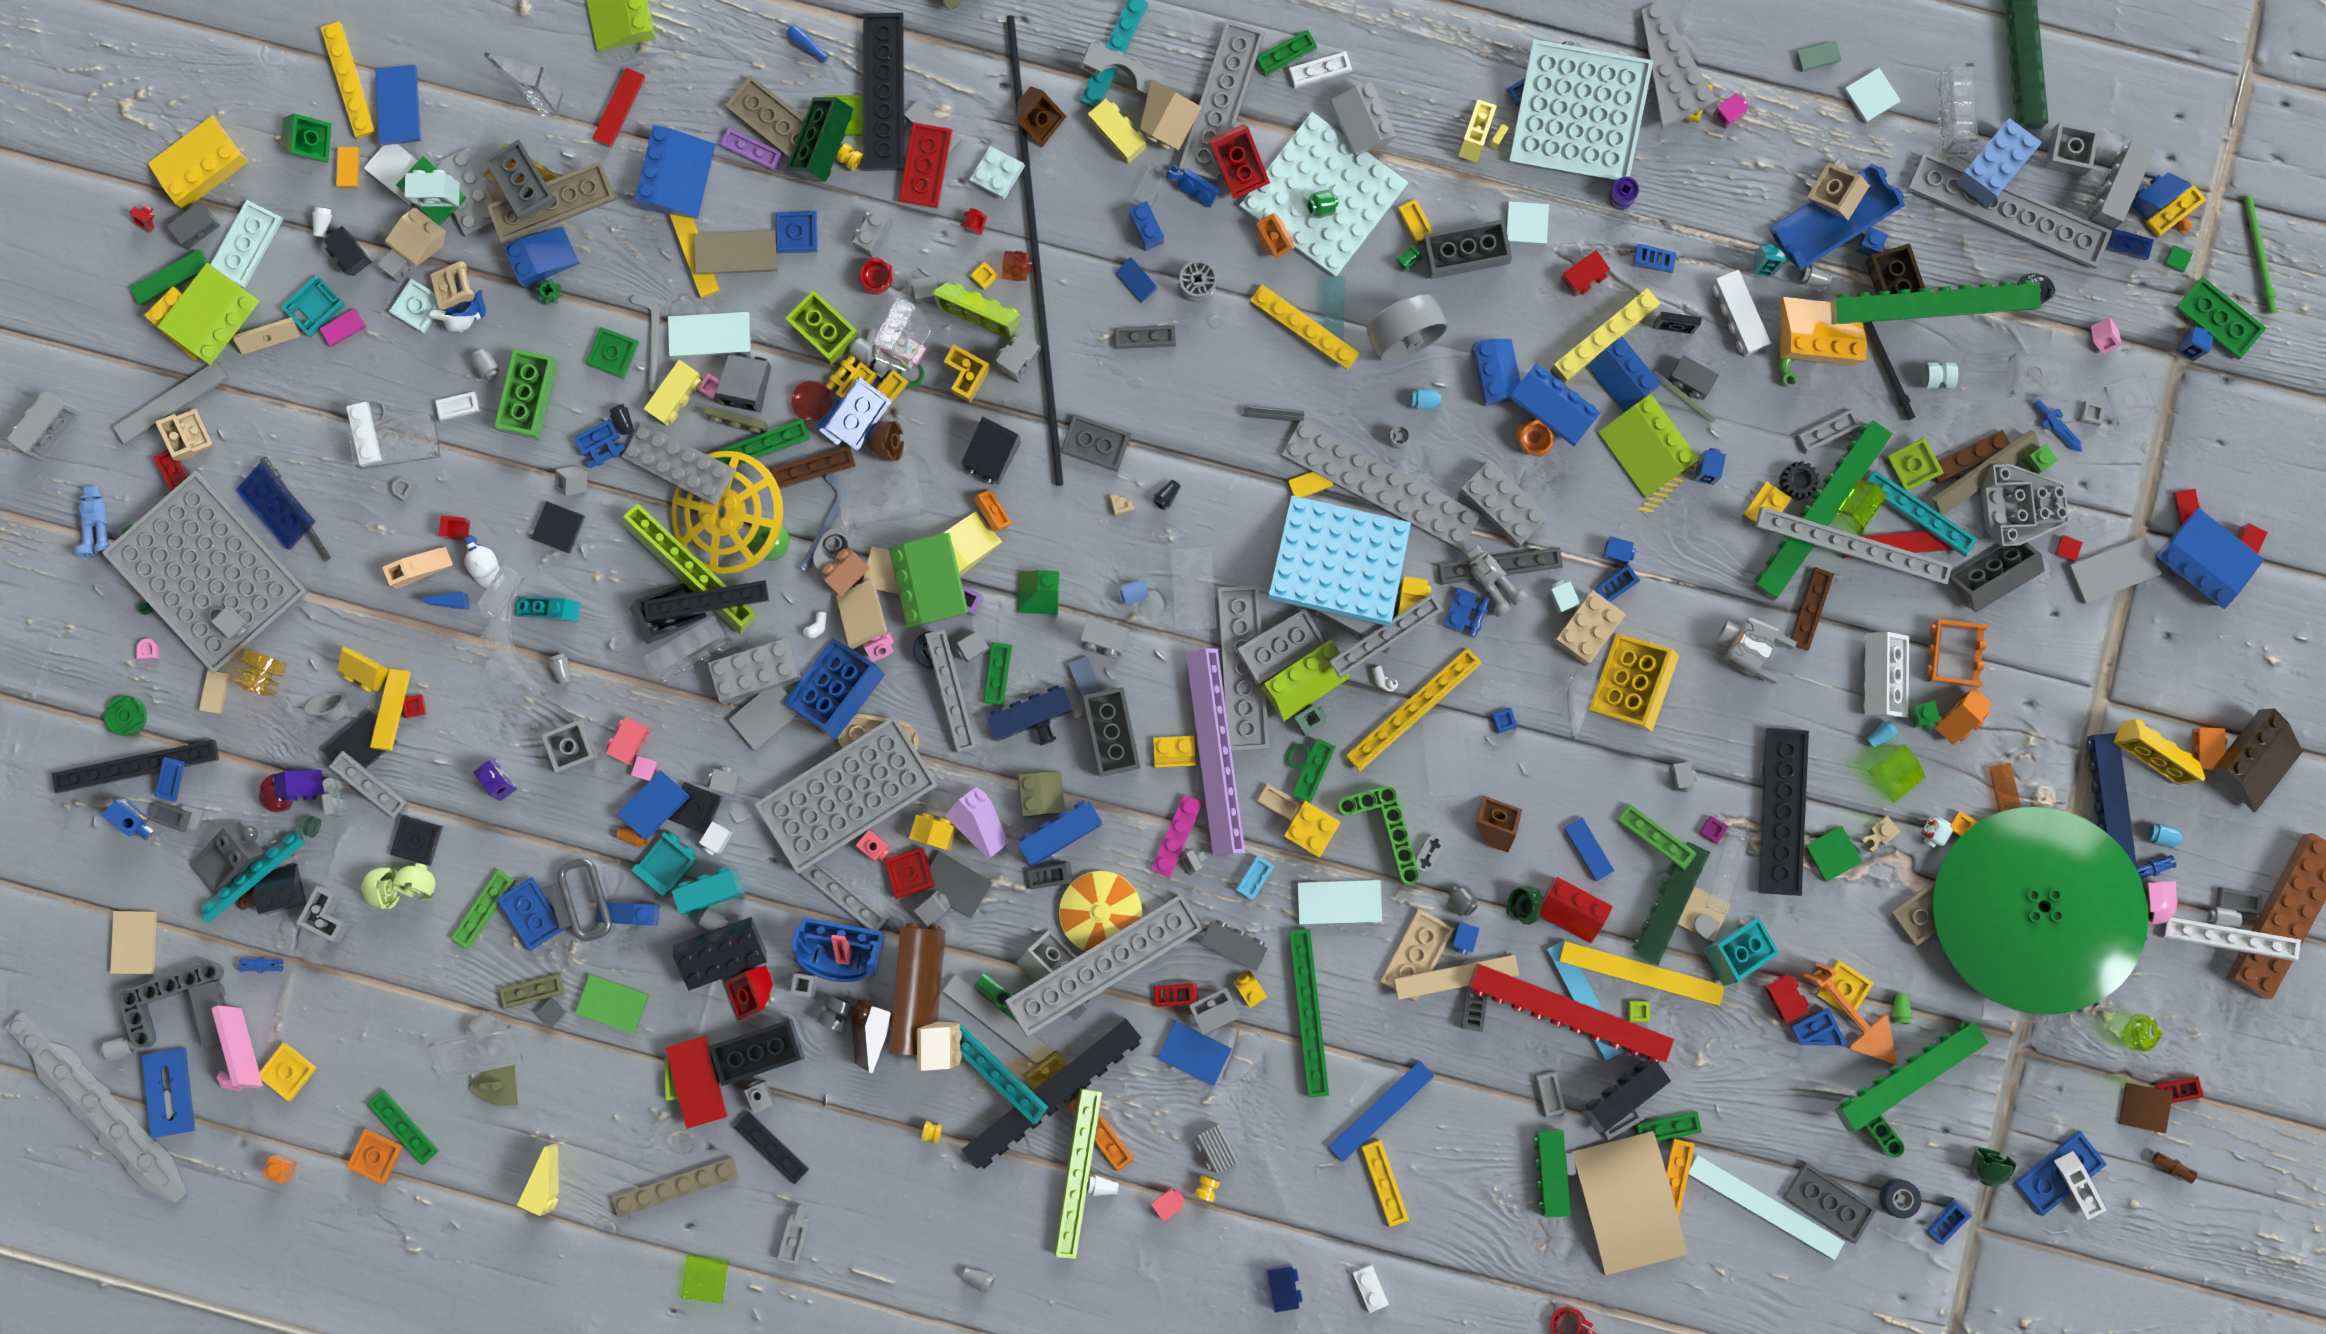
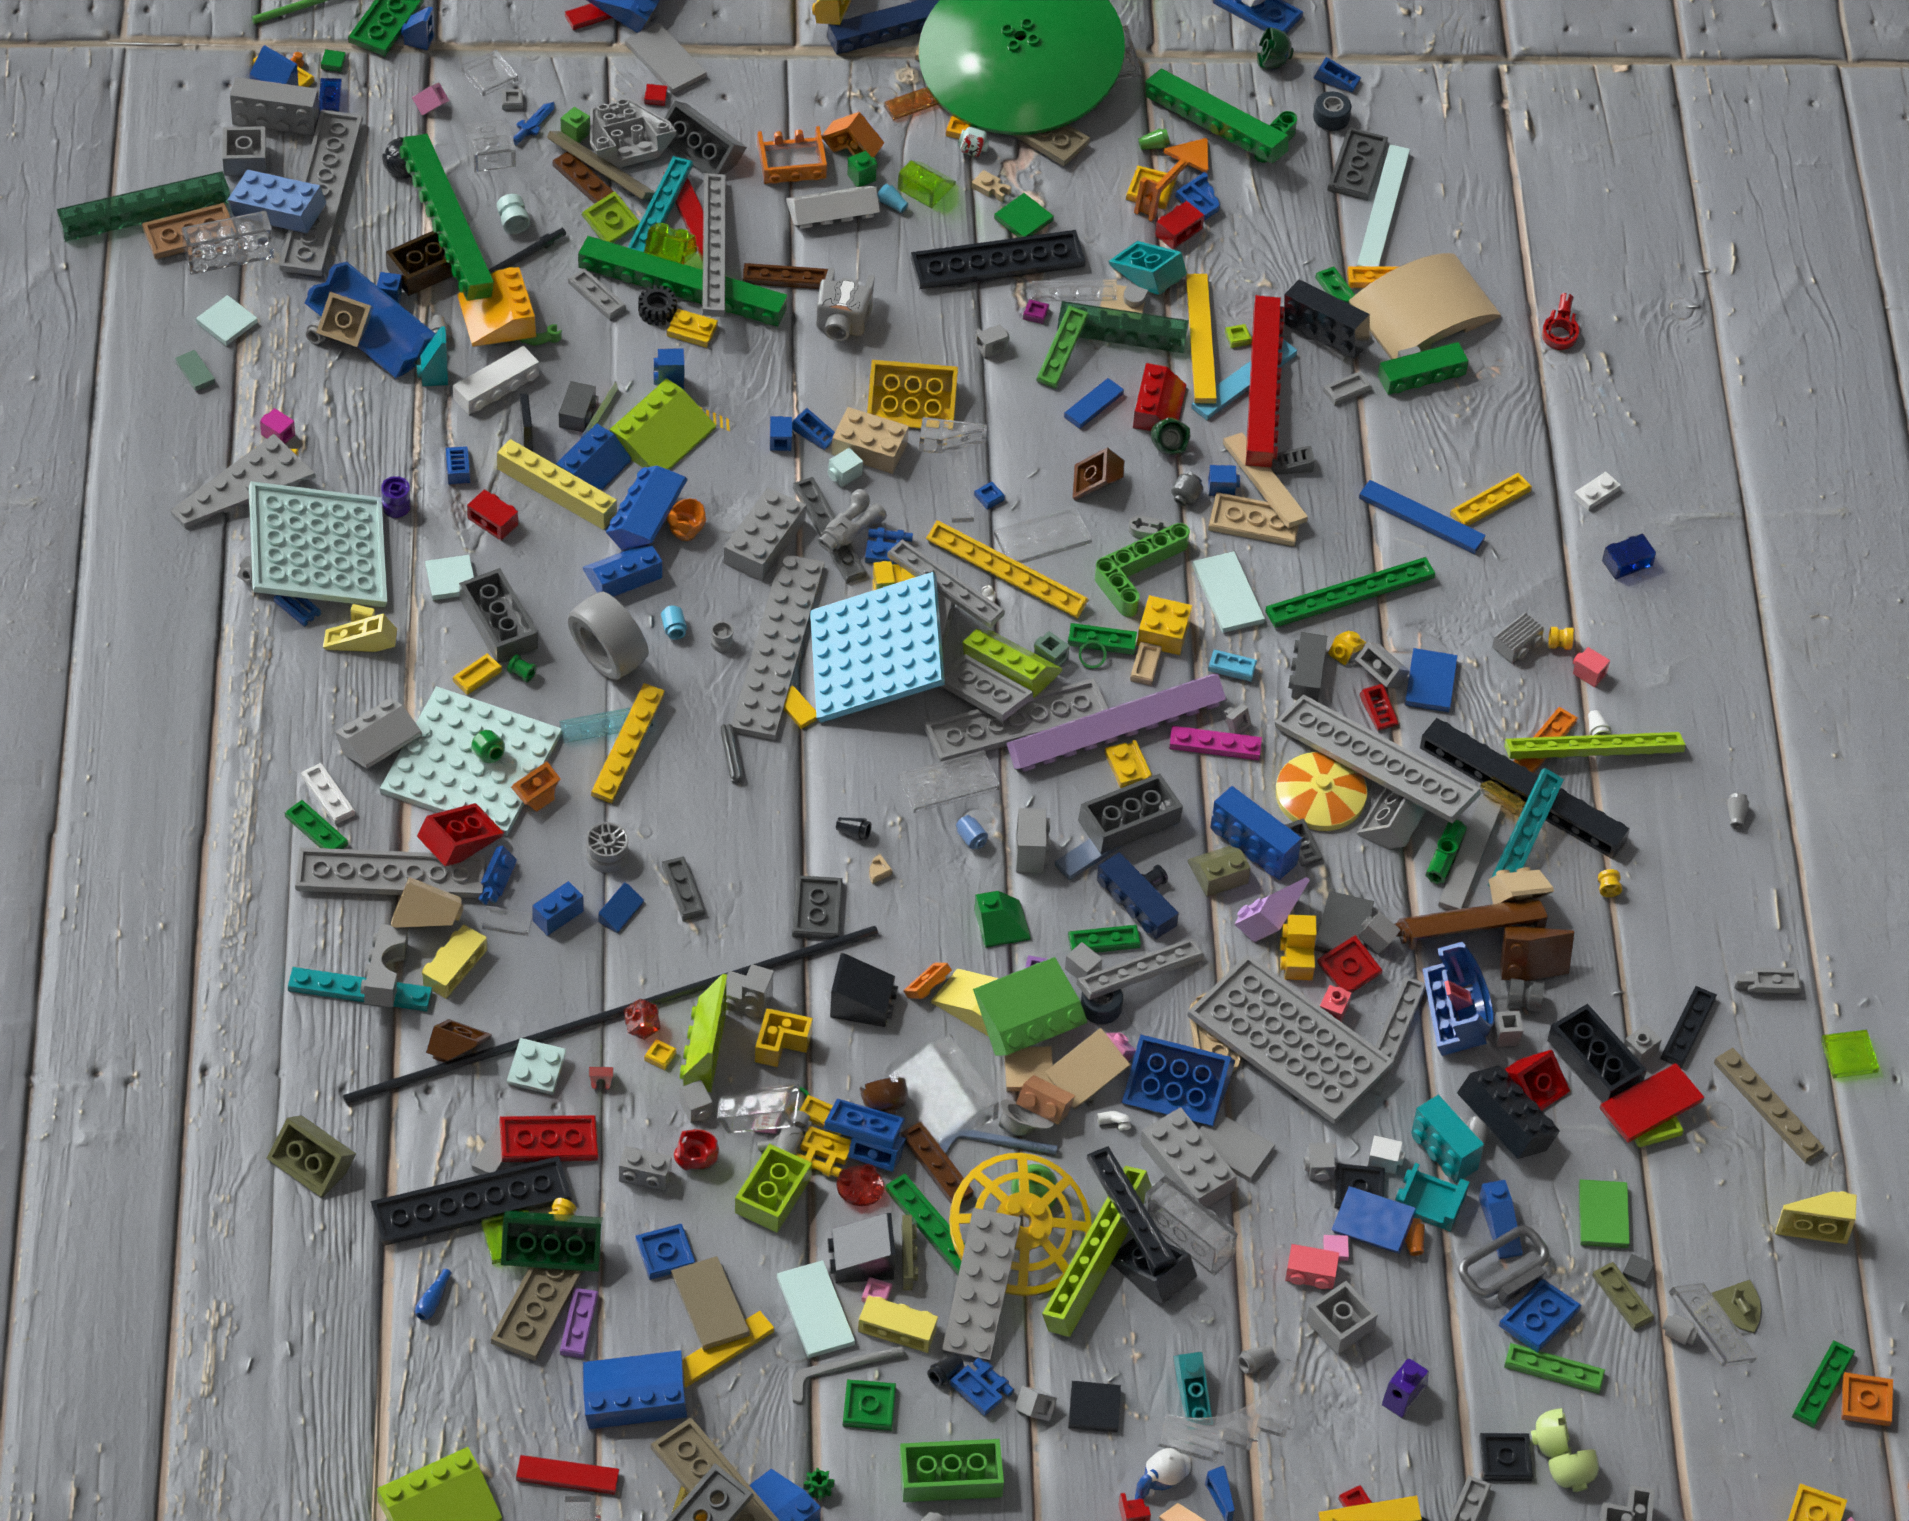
camera: 115 degrees left, 30 degrees down
(1991, 81) = (166, 233): none -> medium nougat plate

